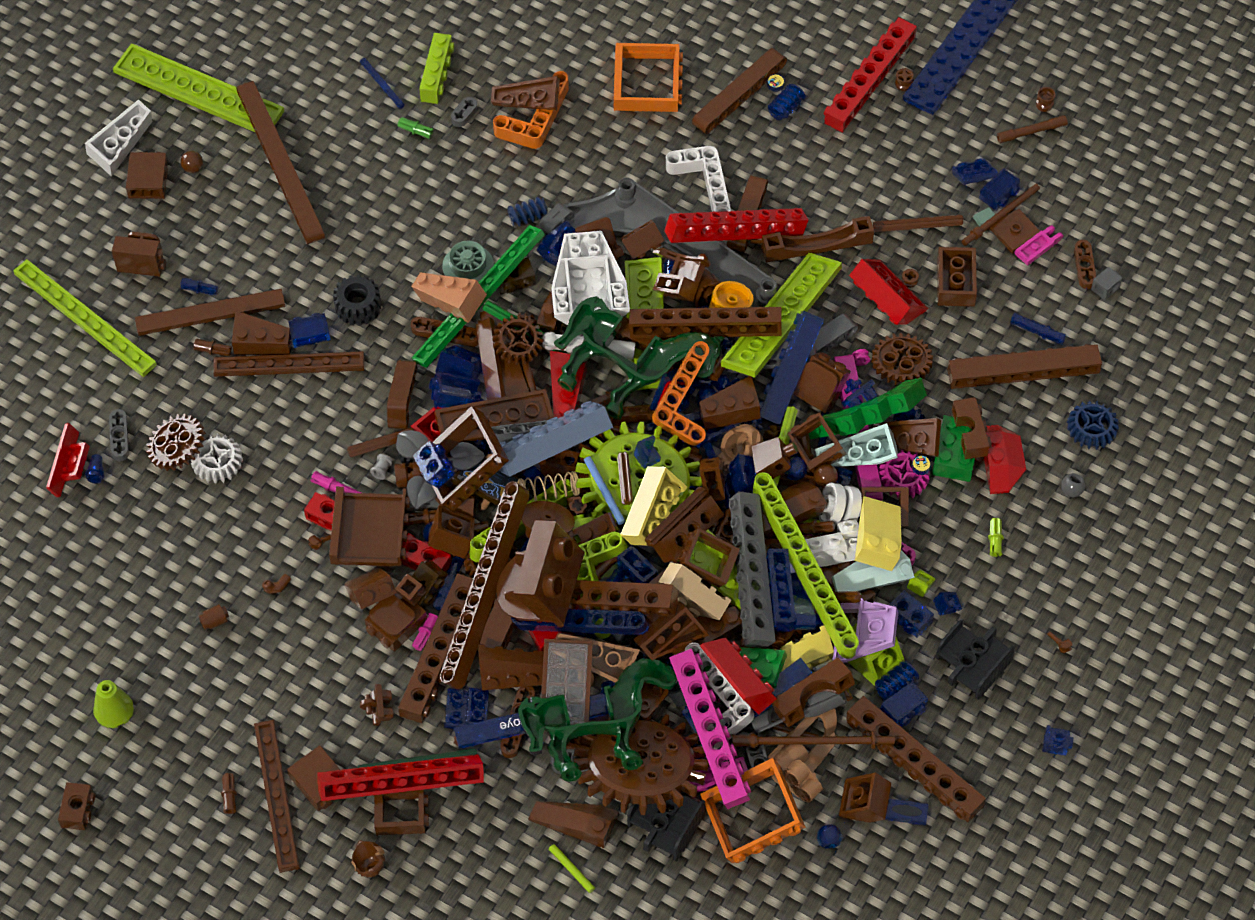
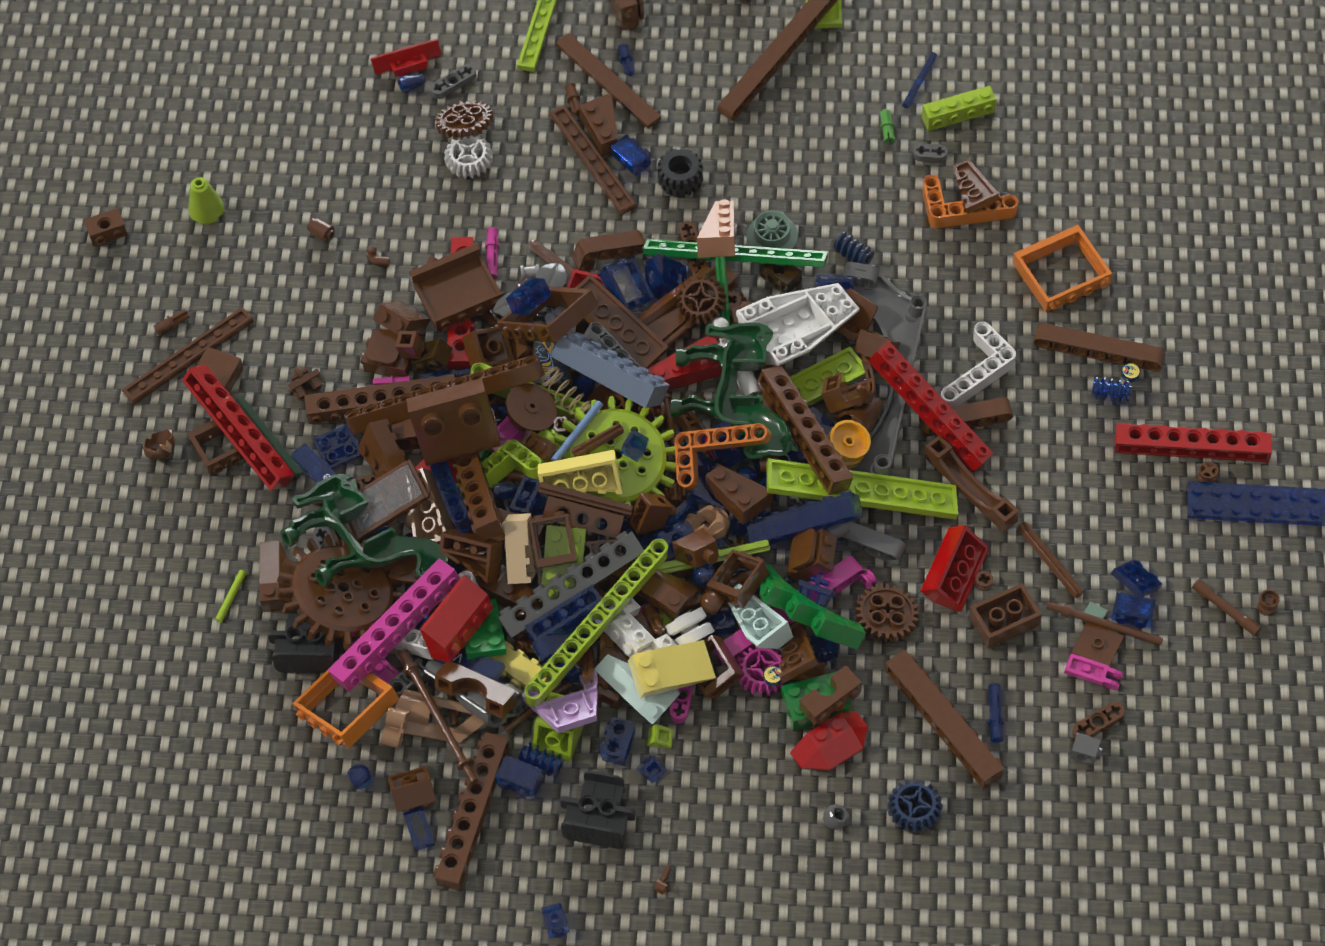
camera: 65 degrees right, 0 degrees up
(995, 537) = (742, 776): lime axle -> none

